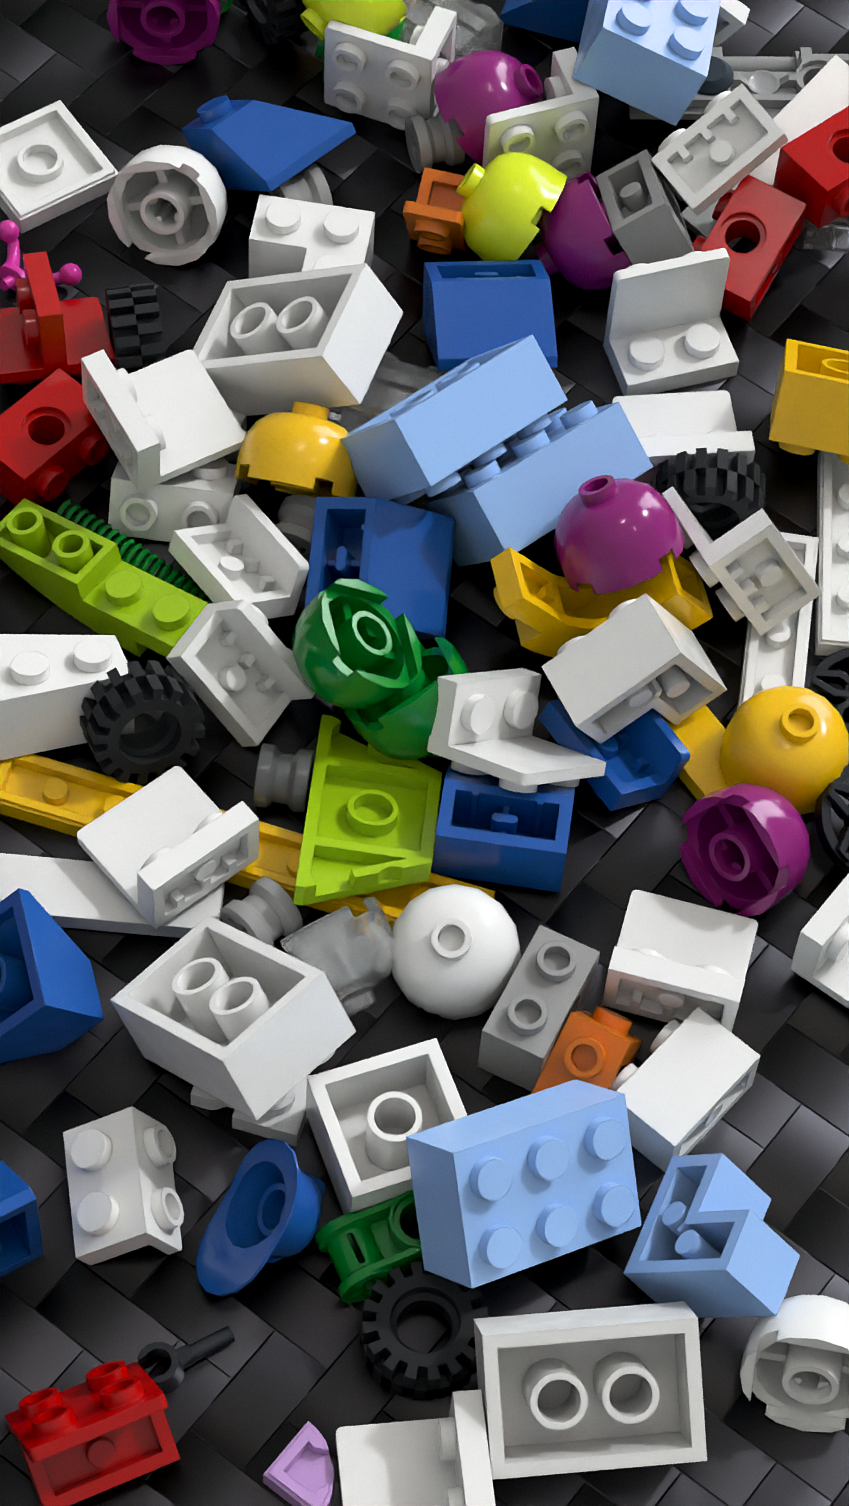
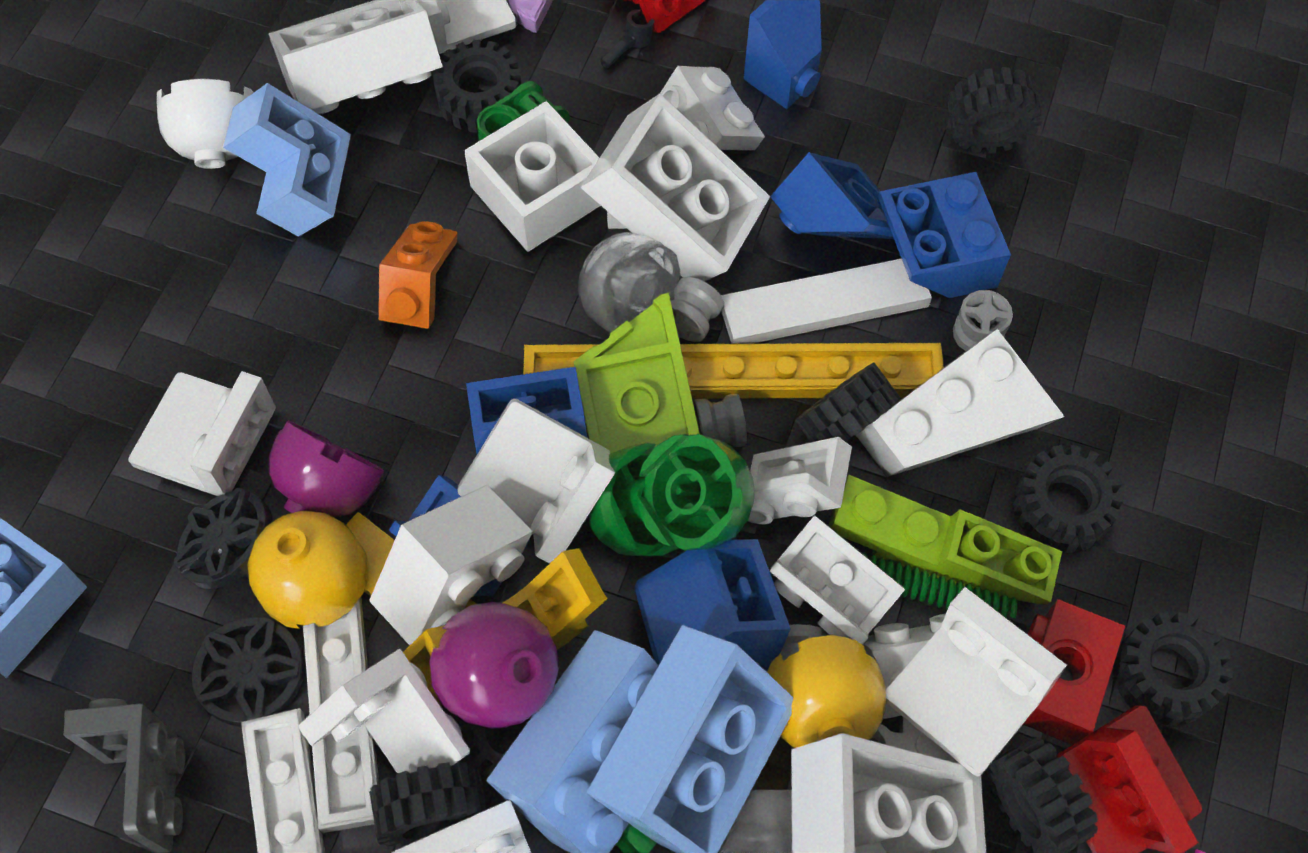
camera: 165 degrees right, 5 degrees up
(170, 845) = (779, 323): white bracket -> none
(261, 1219) = (603, 103): blue piece -> none
(454, 951) = (536, 319): white cylinder -> none
(523, 1182) = (429, 134): light blue brick -> none
(530, 1014) = (460, 299): light grey brick -> none
(679, 960) = (360, 368): white bracket -> none
(684, 1086) = (336, 279): white brick -> none

